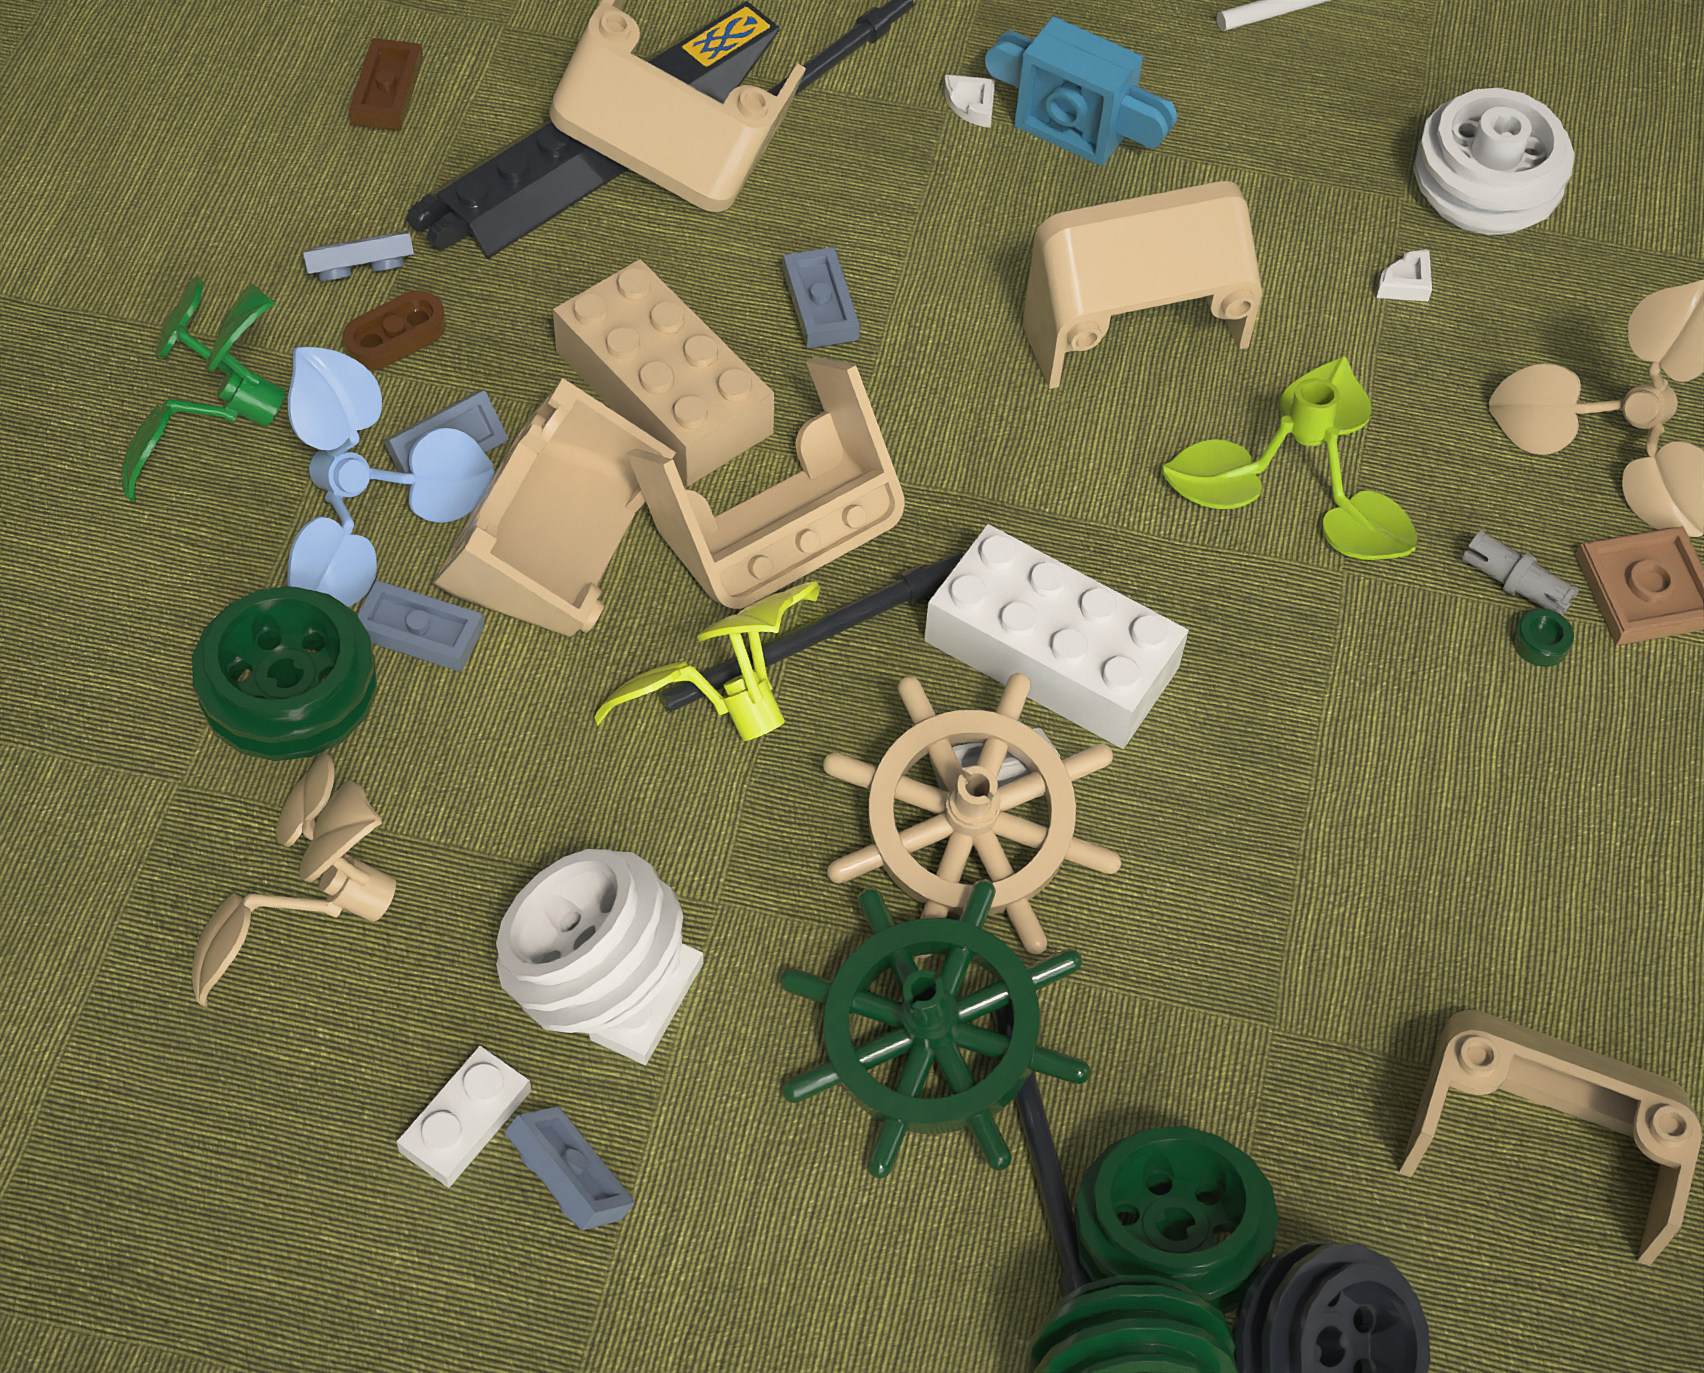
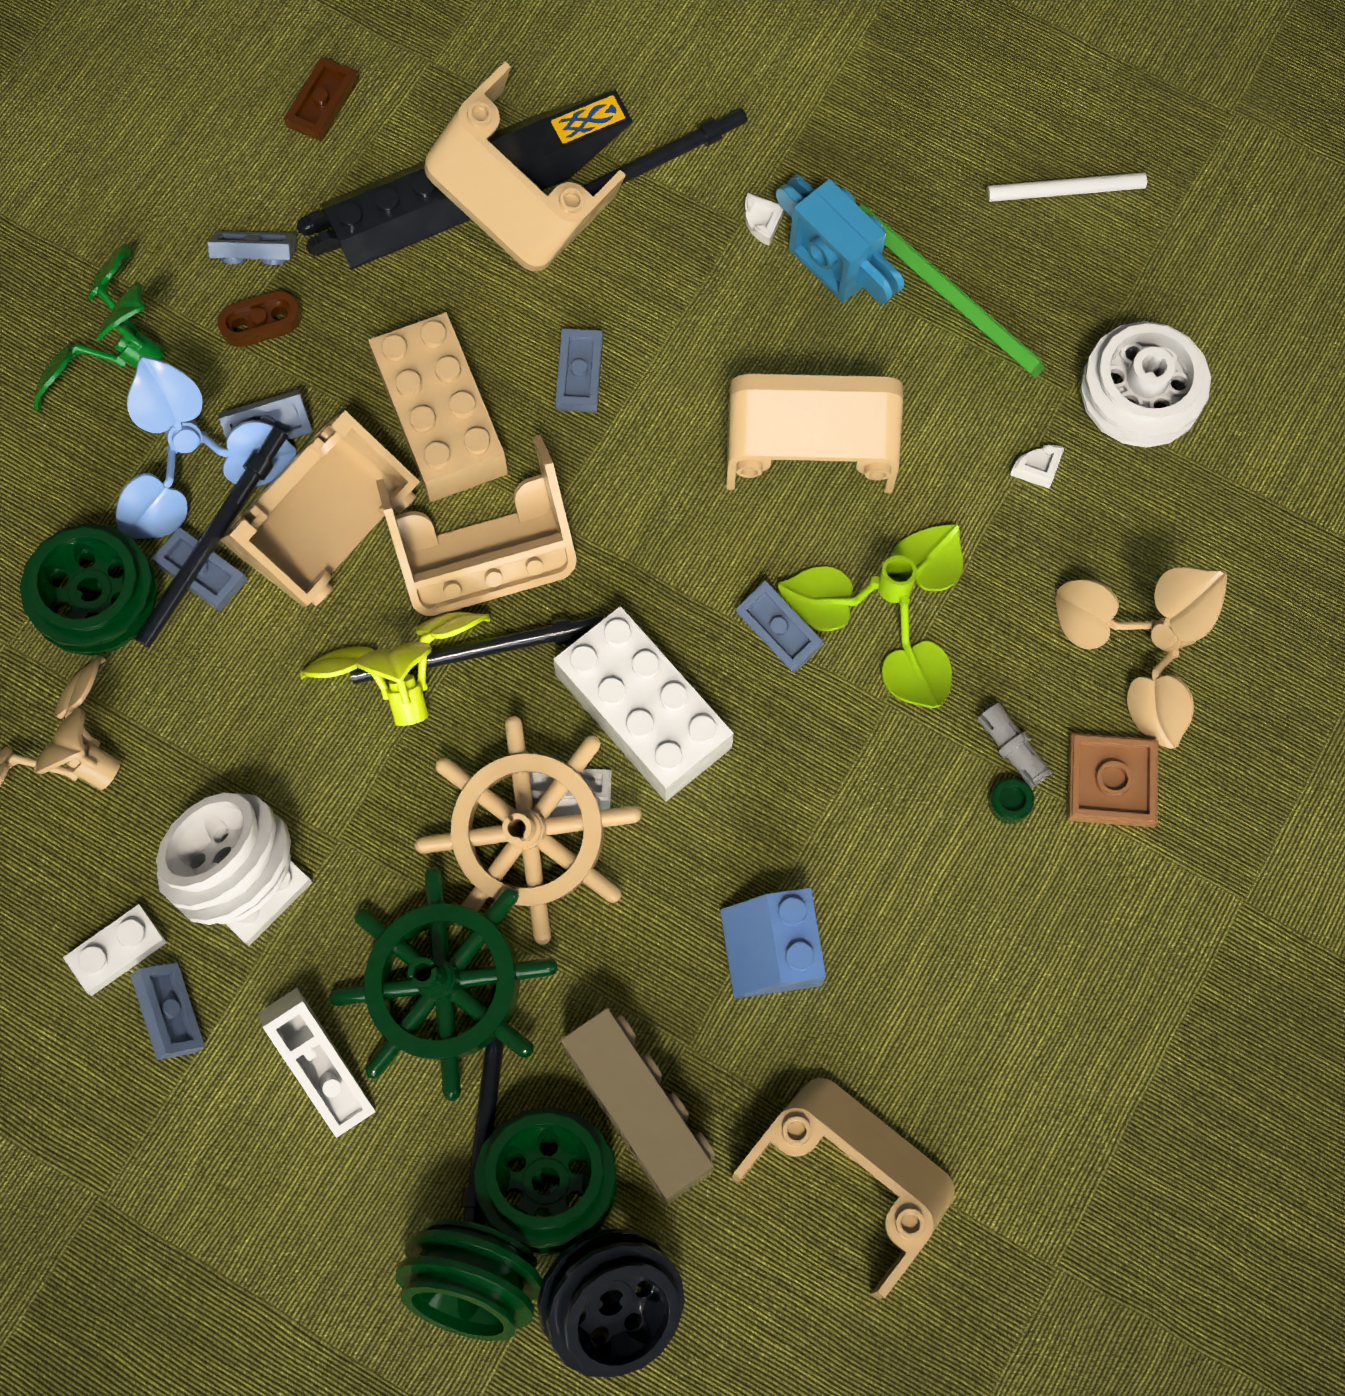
camera: 20 degrees right, 15 degrees up
(458, 486) = (256, 468): none -> black bar
(798, 1172) = (315, 1062): none -> white slope
(1184, 512) = (780, 626): none -> sand blue plate
(1257, 1093) = (637, 1105): none -> dark tan brick
(1260, 134) = (960, 300): none -> bright green tile
(1336, 867) = (773, 944): none -> medium blue slope

